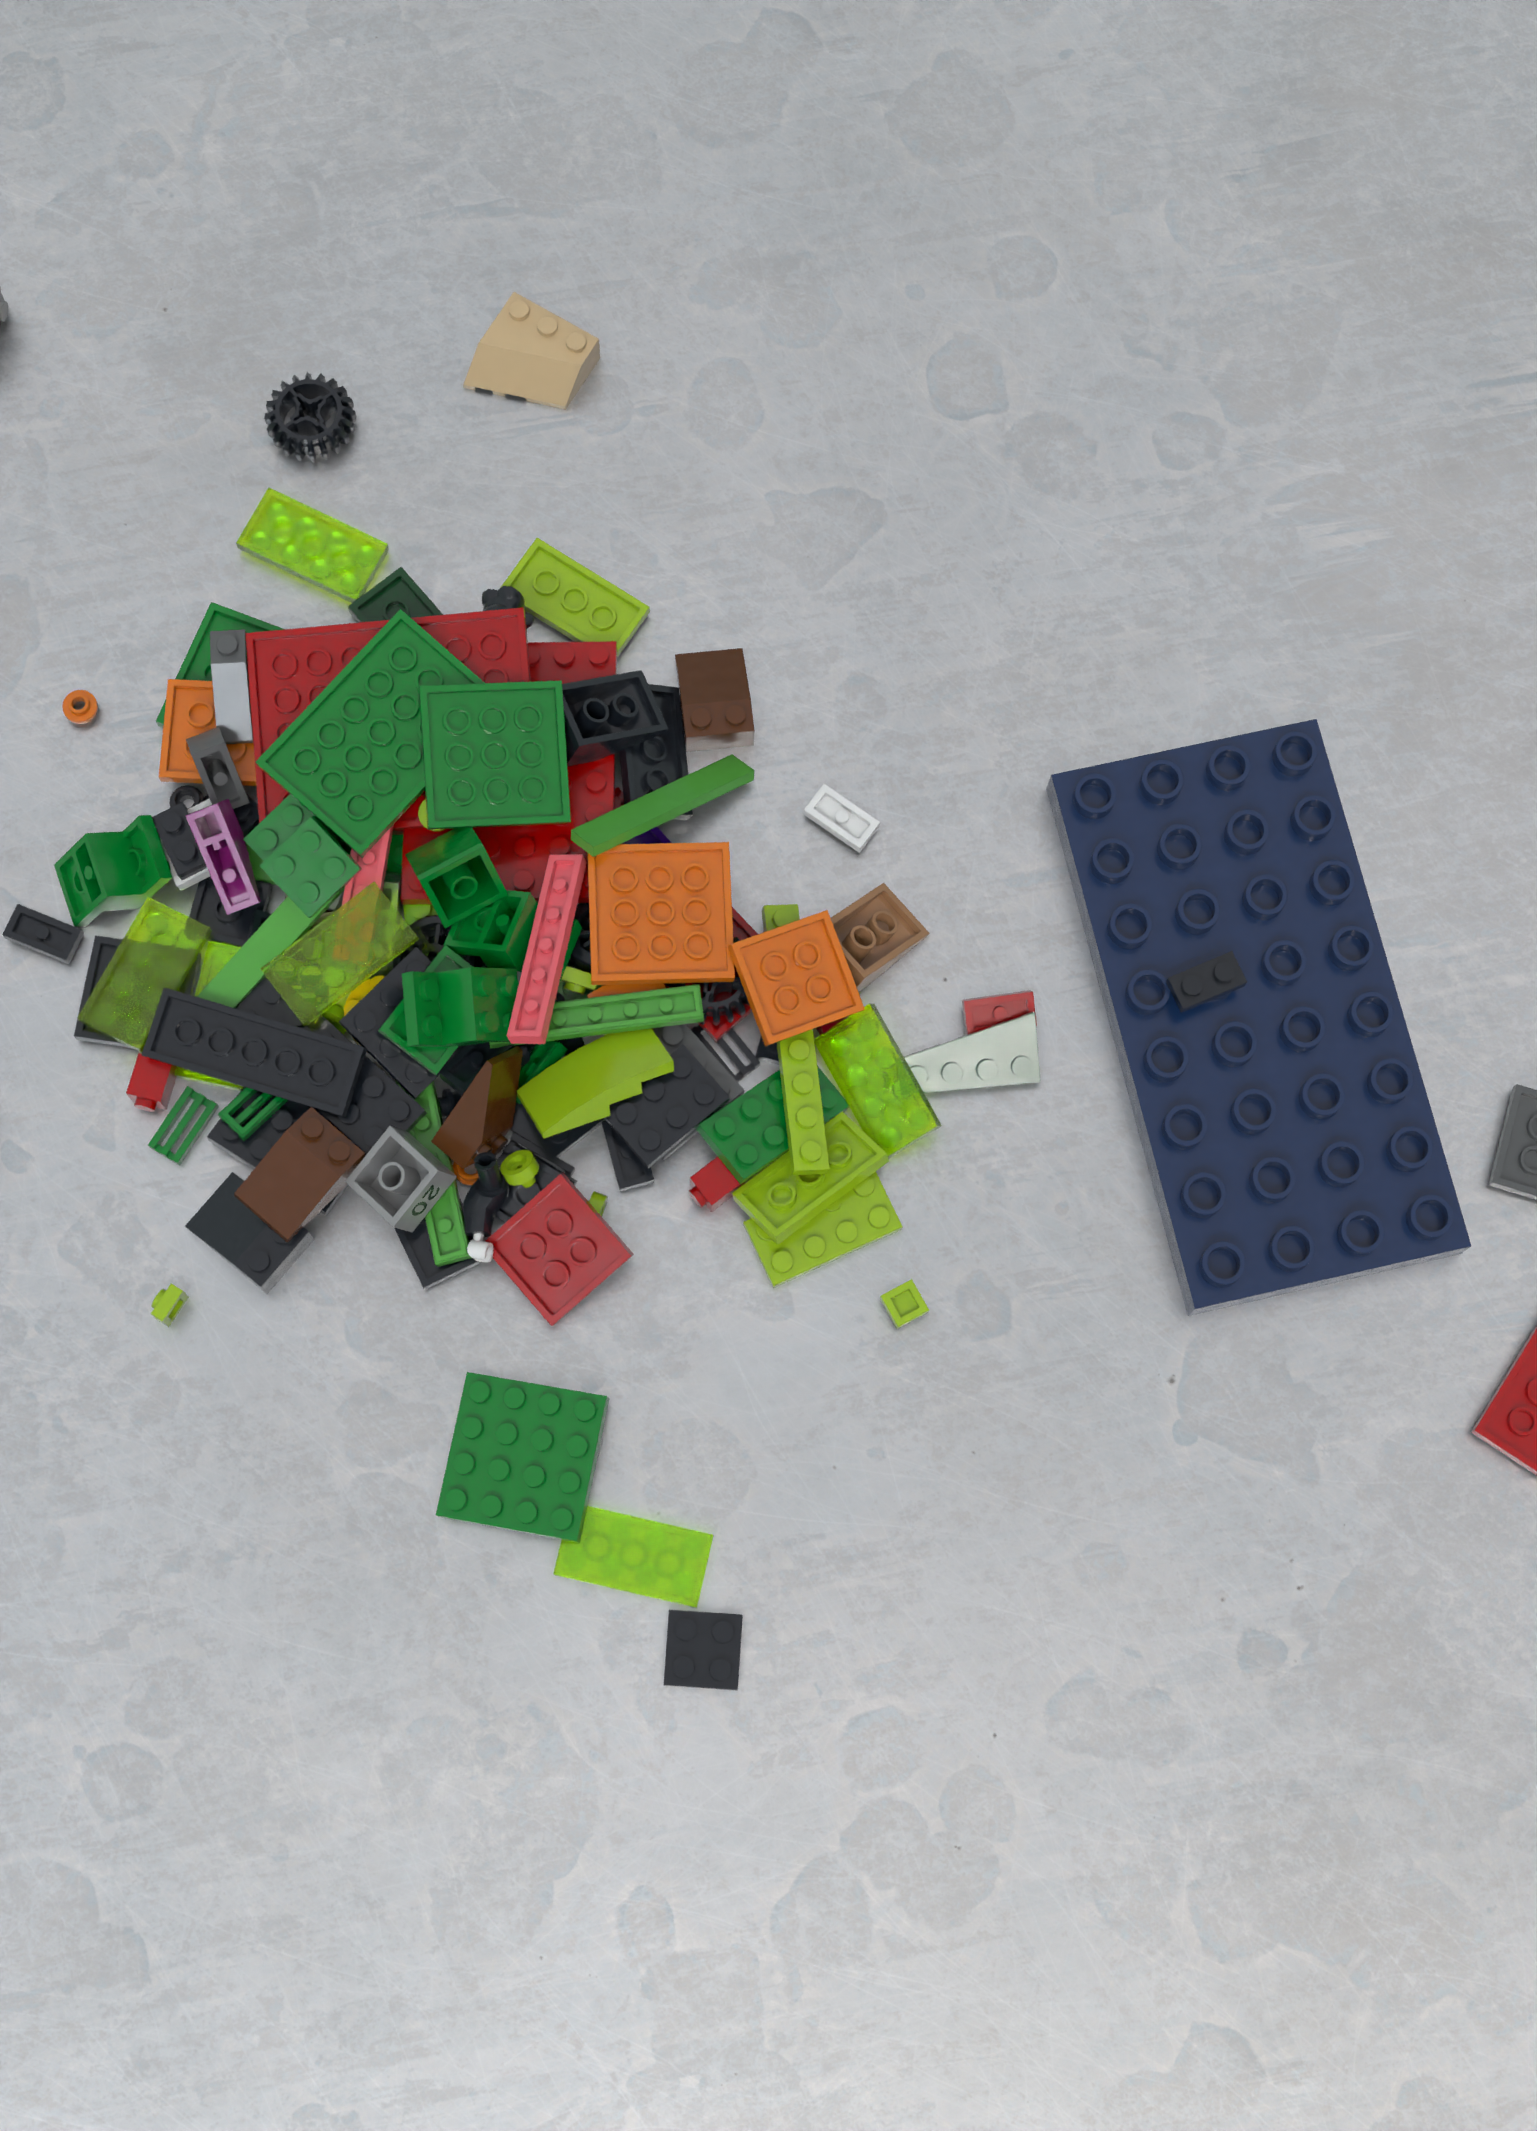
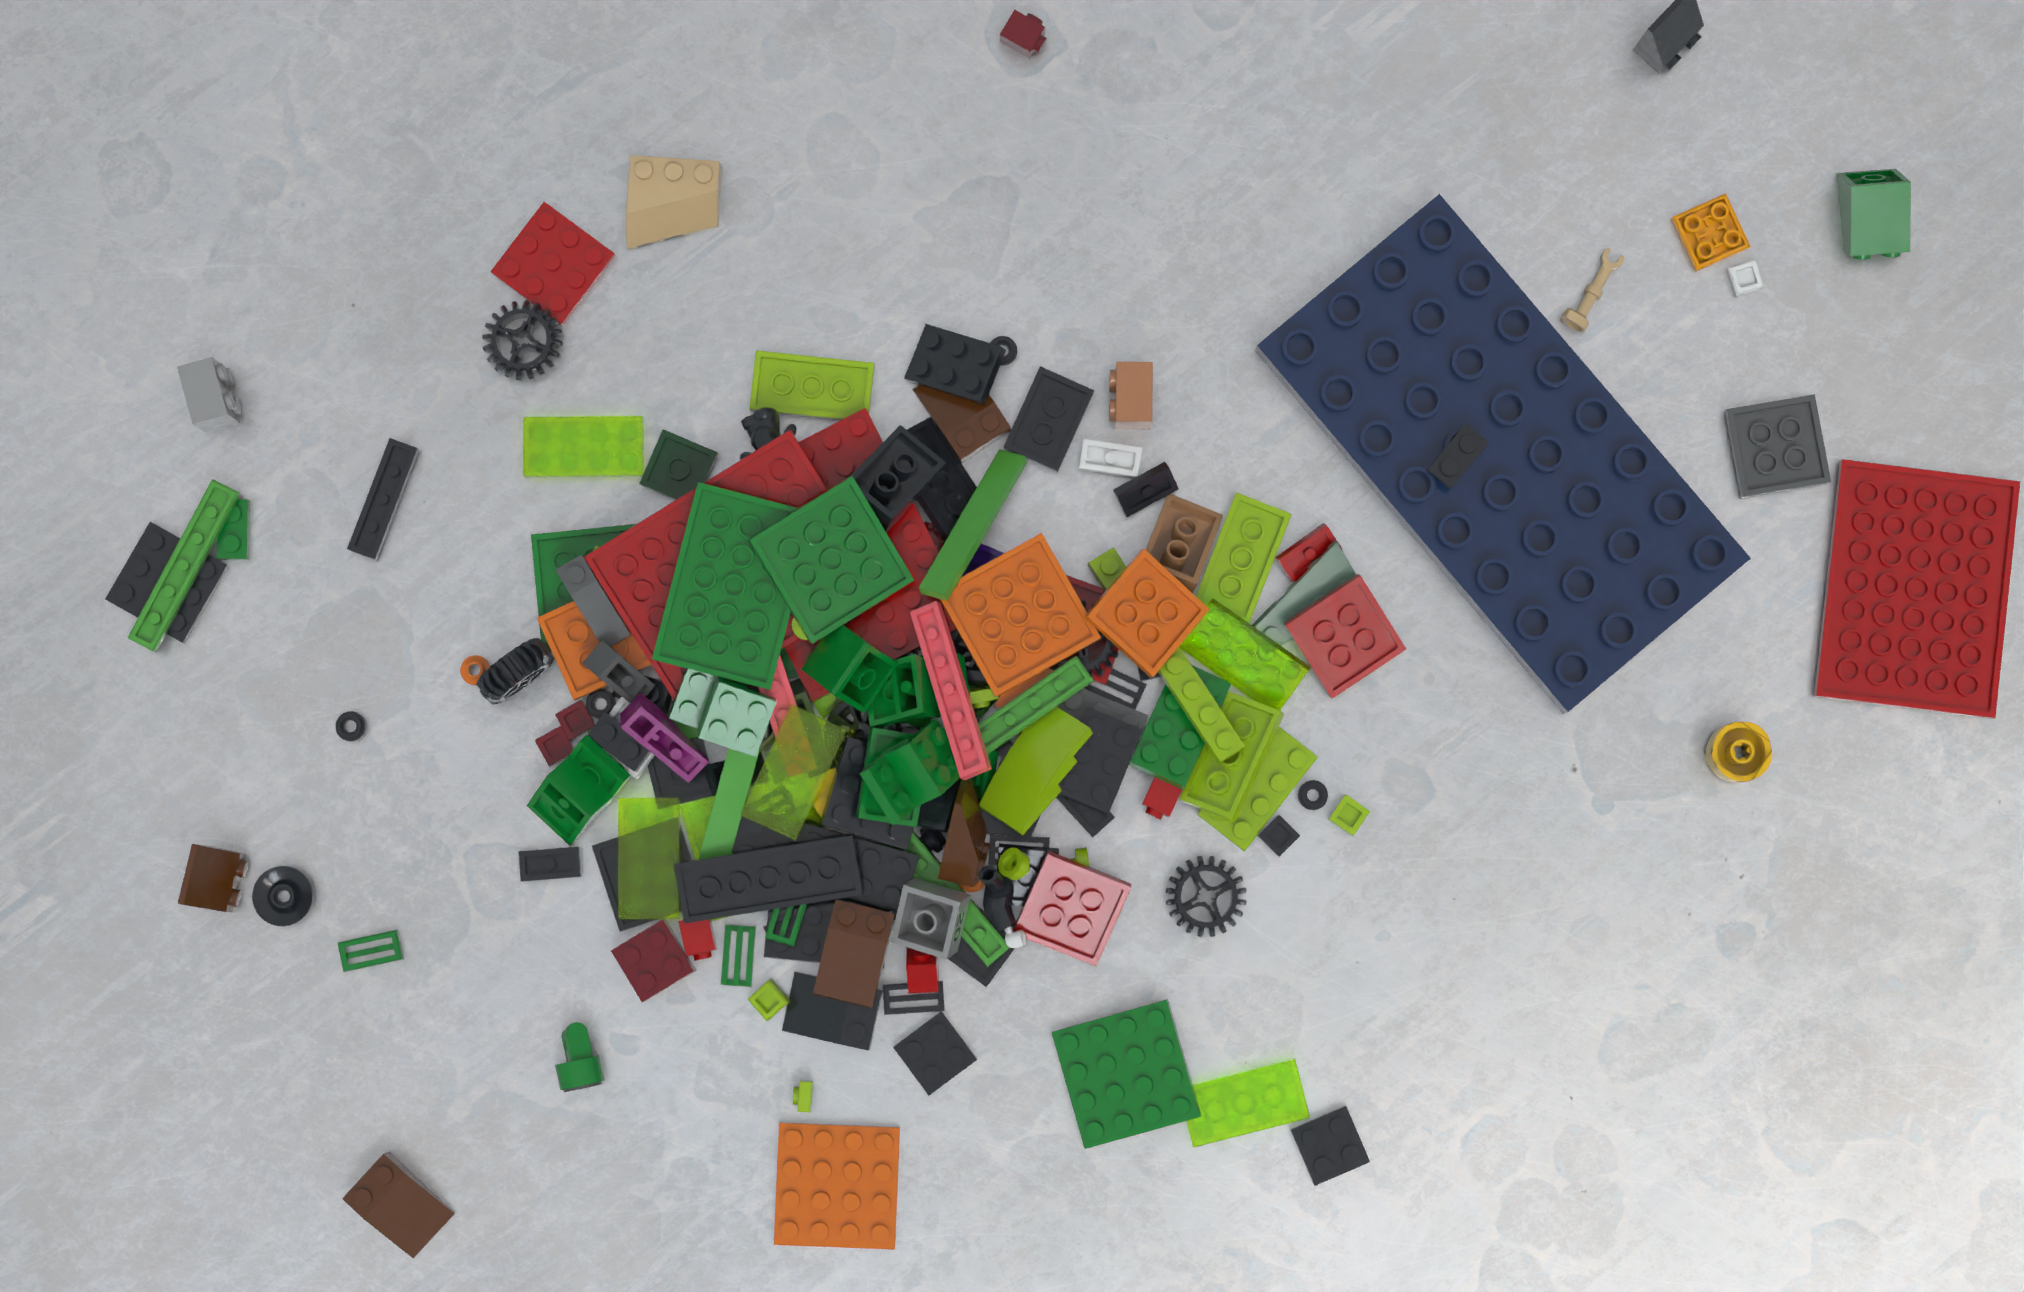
camera: 20 degrees left, 10 degrees up
(85, 498) = (383, 499): none -> black plate
(91, 1083) = (653, 960): none -> dark red brick
(115, 815) = (554, 746): none -> dark red plate
(116, 720) = (515, 671): none -> black gear
(151, 800) = (575, 720): none -> dark red plate
(151, 1419) = (837, 1186): none -> orange plate
(189, 1186) = (769, 999): none -> lime tile
(332, 1332) = (935, 1053): none -> black plate
(364, 1234) = (922, 972): none -> red brick
(368, 1274) = (887, 999): none -> black tile
(383, 363) = (553, 263): none -> red plate
(724, 1311) = (1229, 884): none -> black gear
(730, 646) = (955, 364): none -> black plate
(786, 652) = (1010, 345): none -> black plate
(798, 749) = (1048, 419): none -> black plate
(818, 1287) = (1278, 835): none -> black plate
(861, 865) = (1145, 489): none -> black plate
(880, 1254) = (1322, 795): none -> black plate
(896, 762) = (1133, 395): none -> nougat brick
(931, 981) = (1243, 555): none -> lime plate
(968, 372) = (1024, 33): none -> dark red brick
(994, 1114) = (1345, 636): none -> plate
(1372, 1464) = (1755, 748): none -> yellow brick
(1400, 918) = (1577, 319): none -> tan piece

